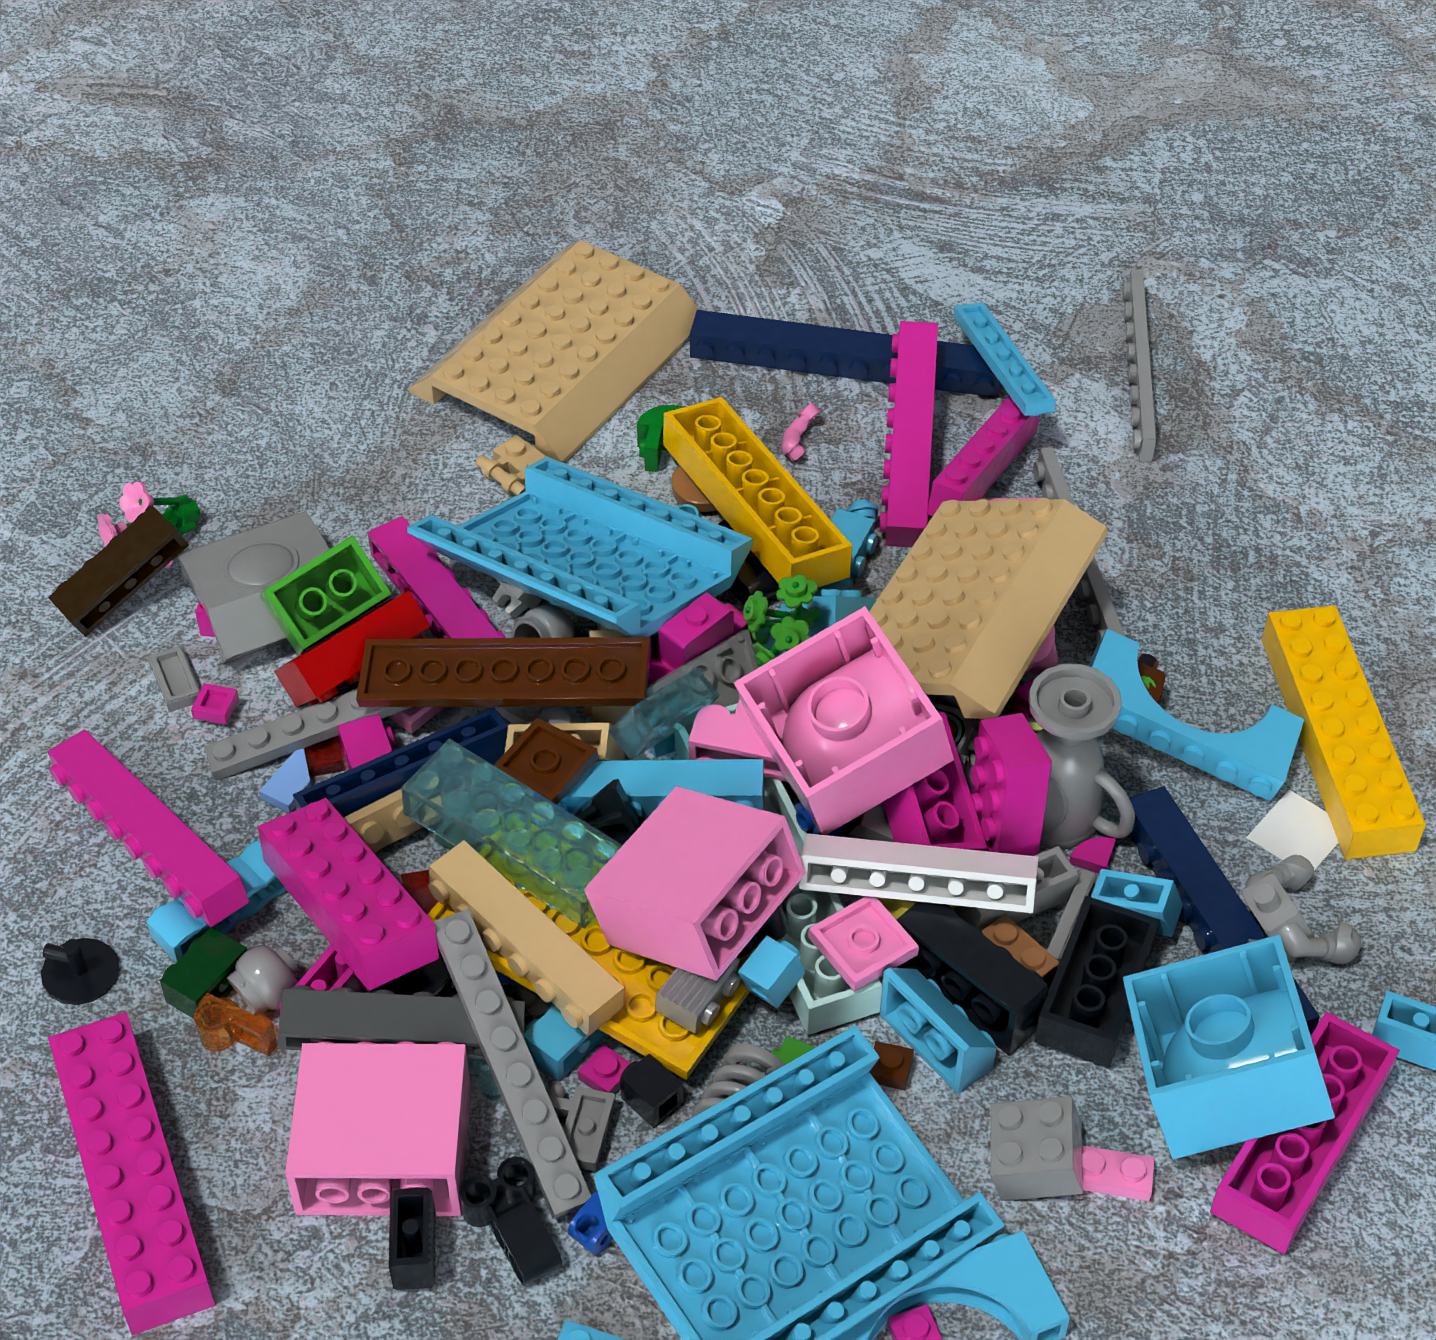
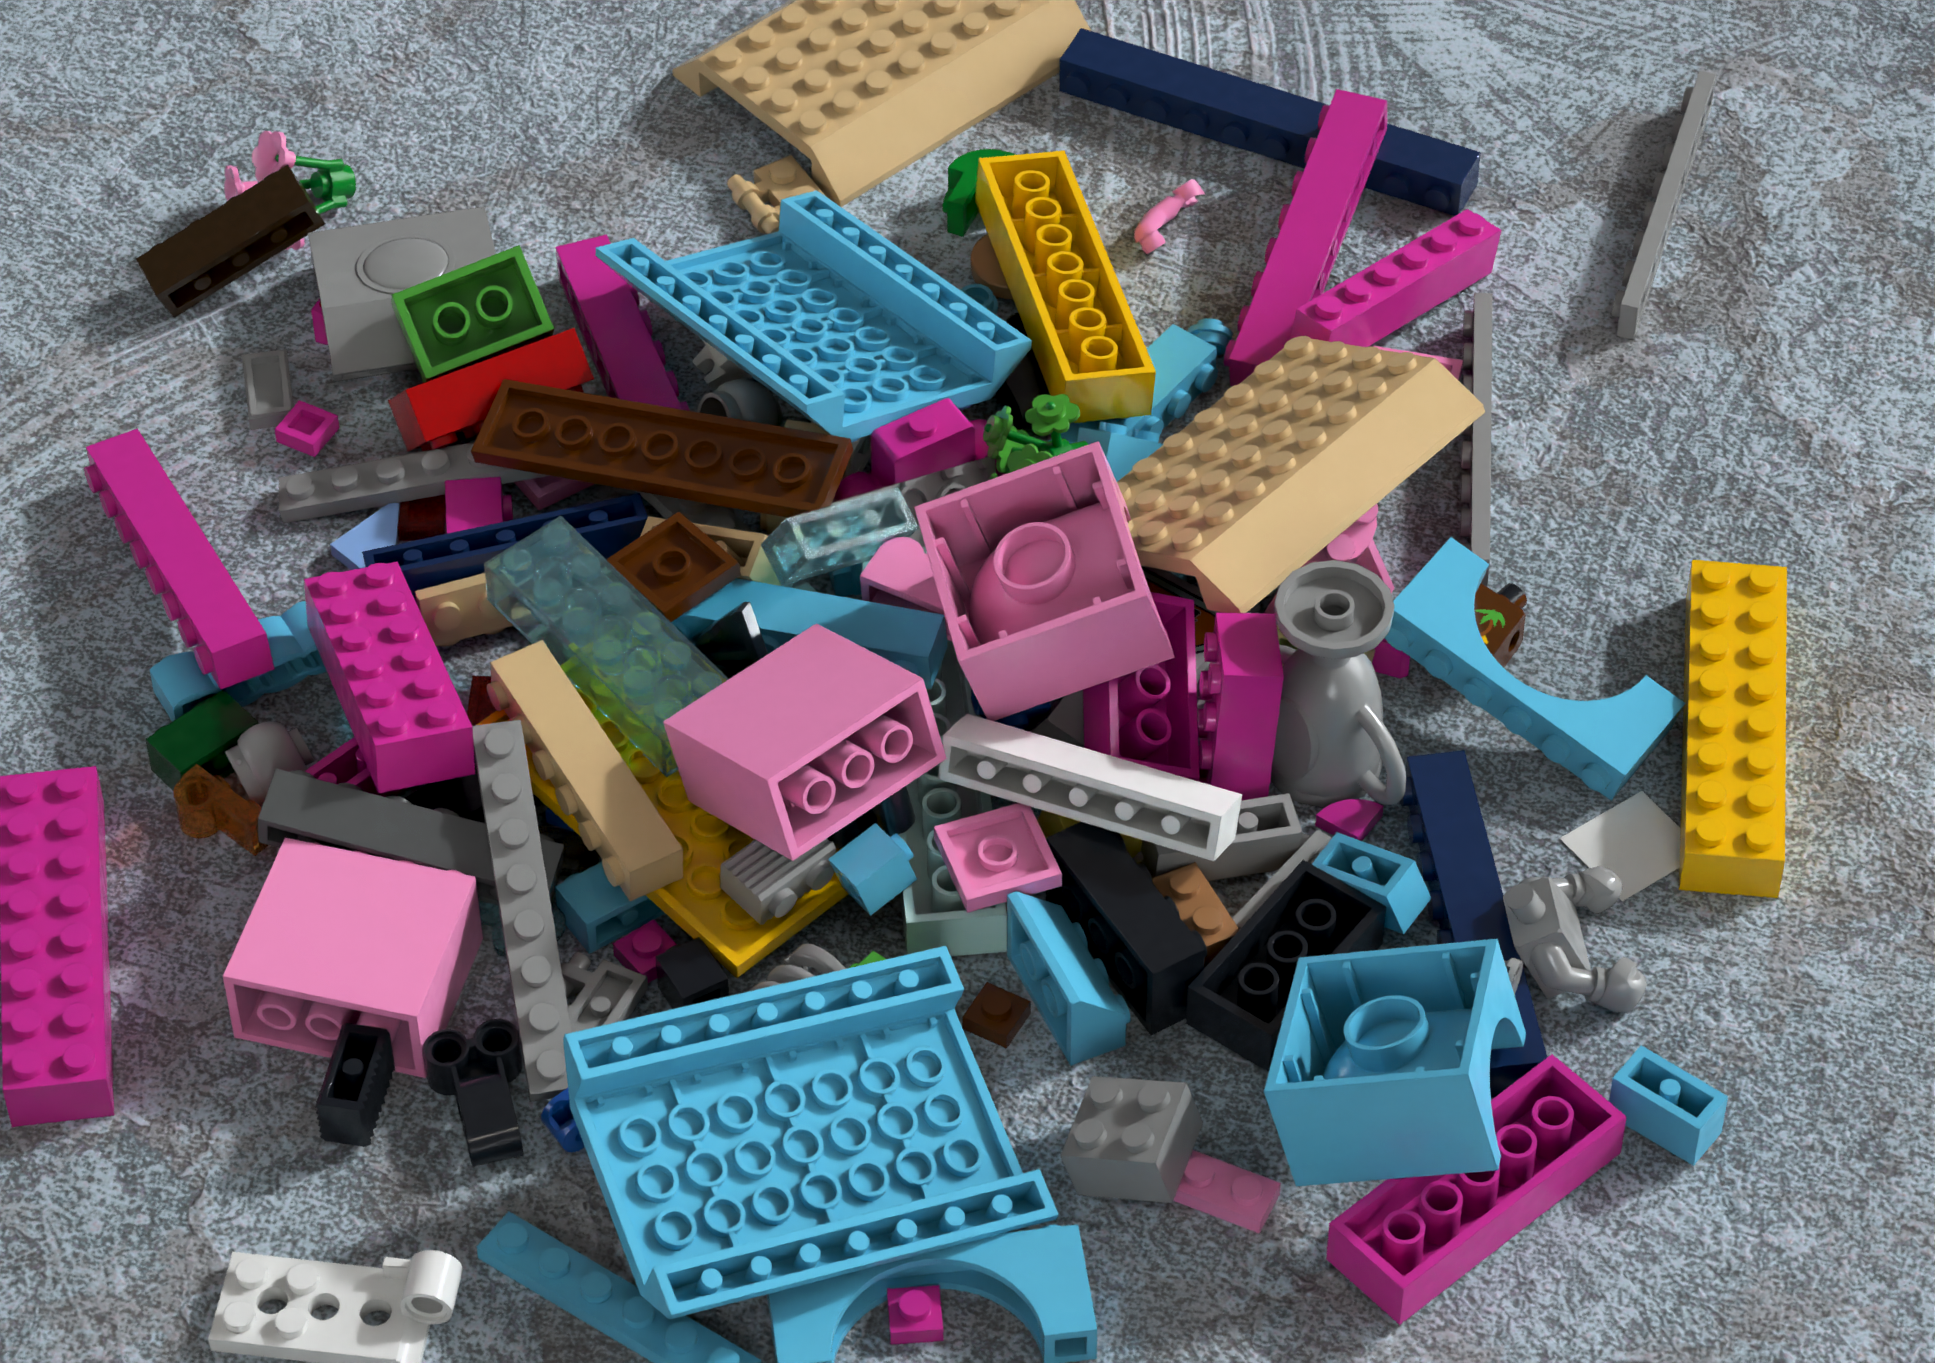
camera: 15 degrees right, 0 degrees up
(79, 970) = (58, 712): black shield -> none
(1004, 359) = (1464, 164): medium azure plate -> none

